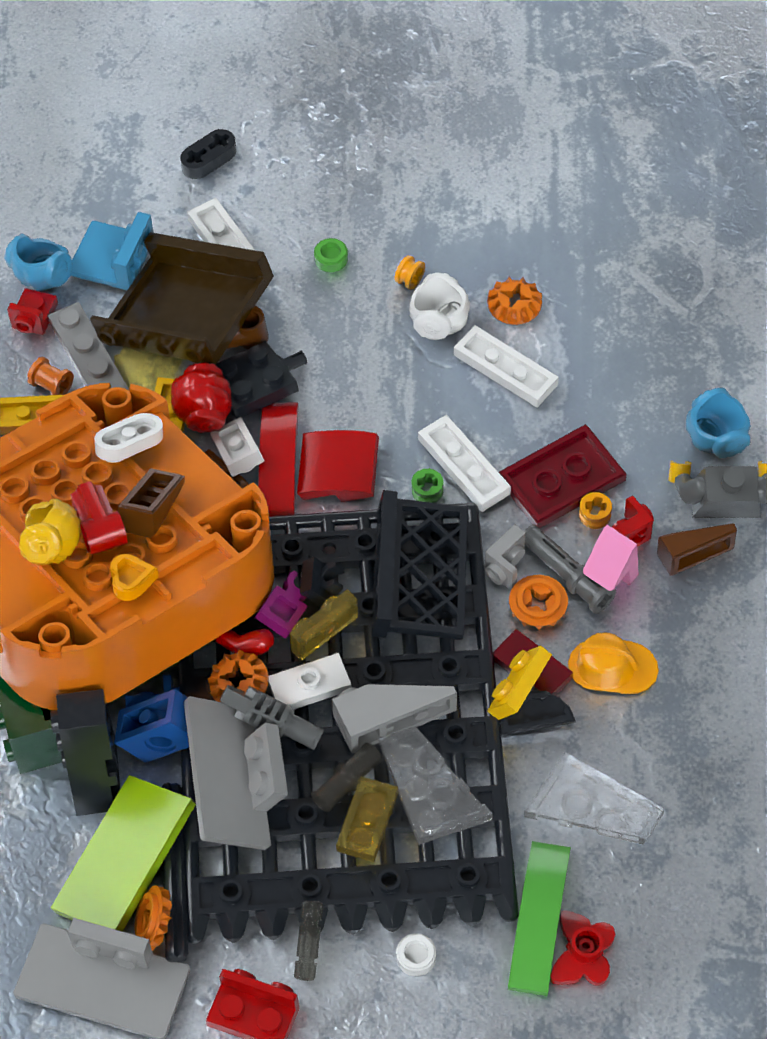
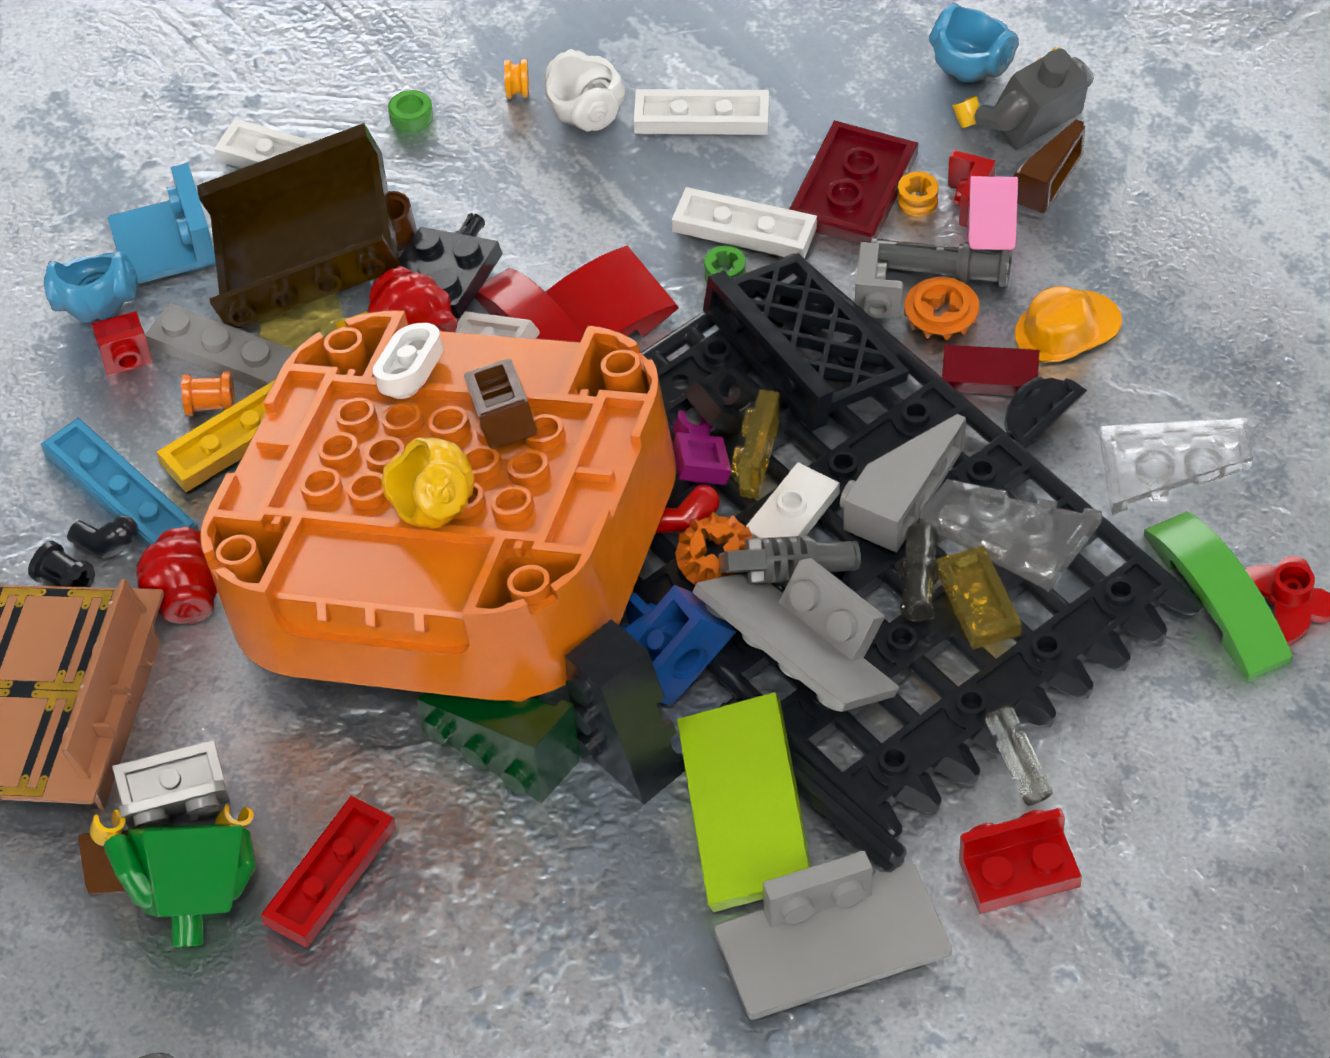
camera: 35 degrees left, 5 degrees down
(98, 523) = (486, 447): red piece -> none
(131, 576) = (556, 478): light orange tile -> none
(153, 915) = (825, 817): orange gear -> none
(208, 154) = (187, 87): black beam -> none
(416, 954) = (1130, 705): white tile -> none
(513, 691) = (1005, 383): yellow plate -> none
(523, 310) = (640, 61): orange gear -> none

